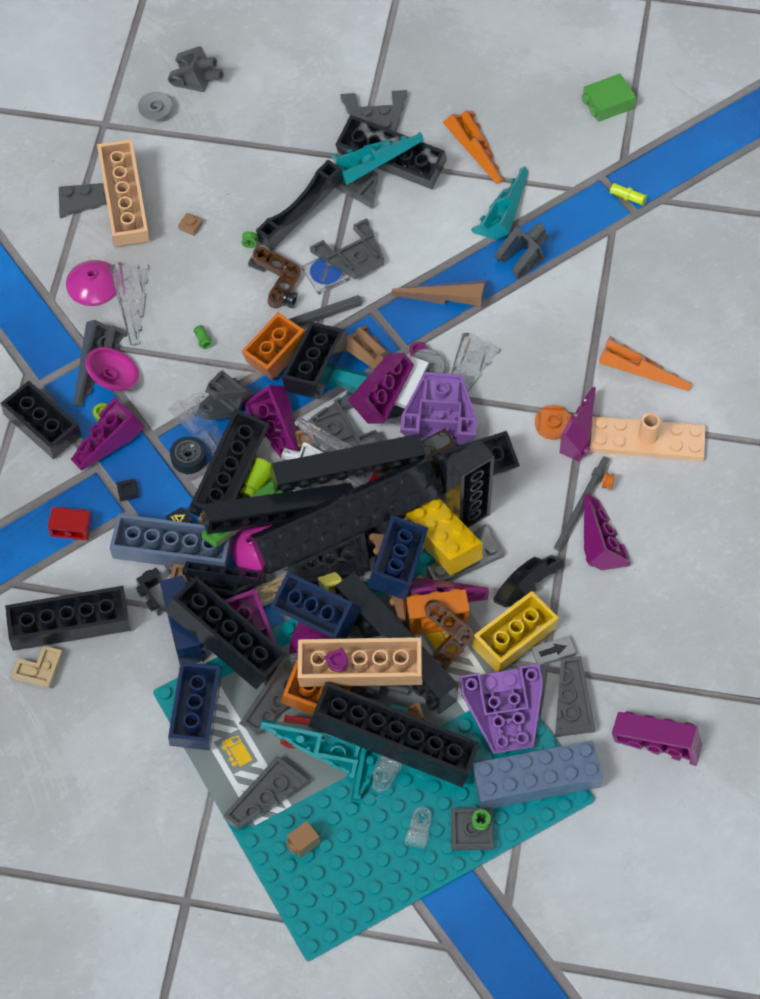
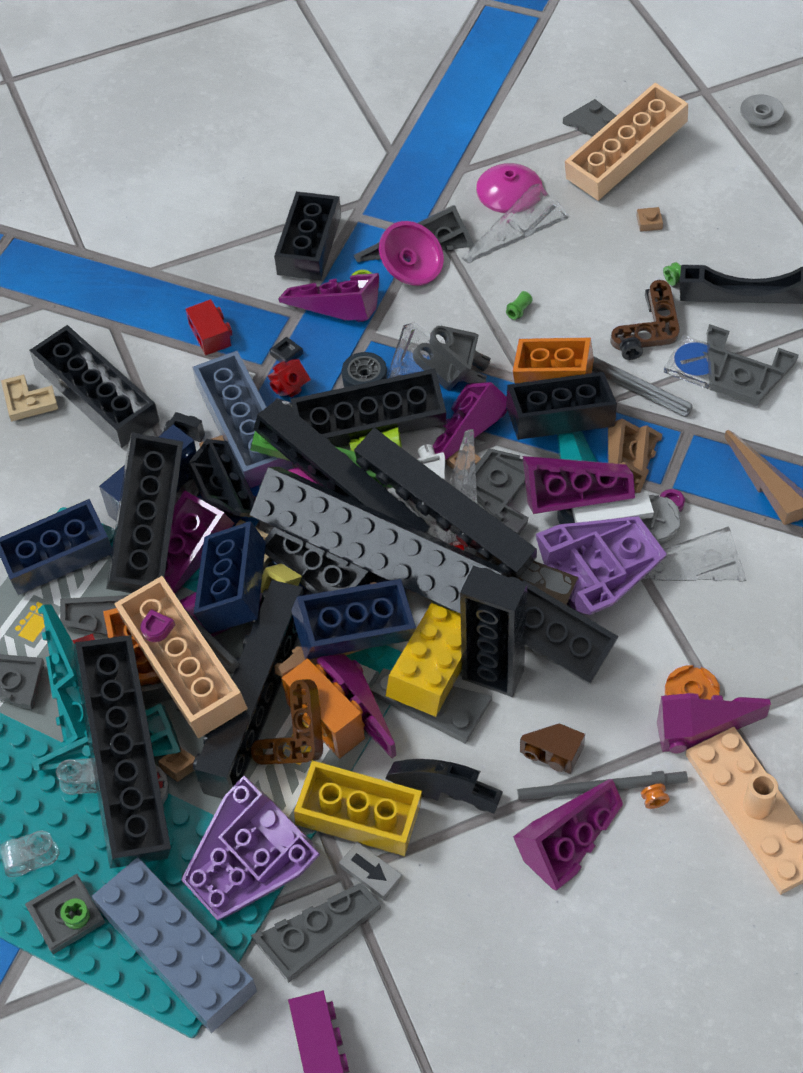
camera: 60 degrees right, 5 degrees down
(158, 498) = (288, 378): none -> red brick
(543, 510) = (555, 746): none -> reddish brown slope

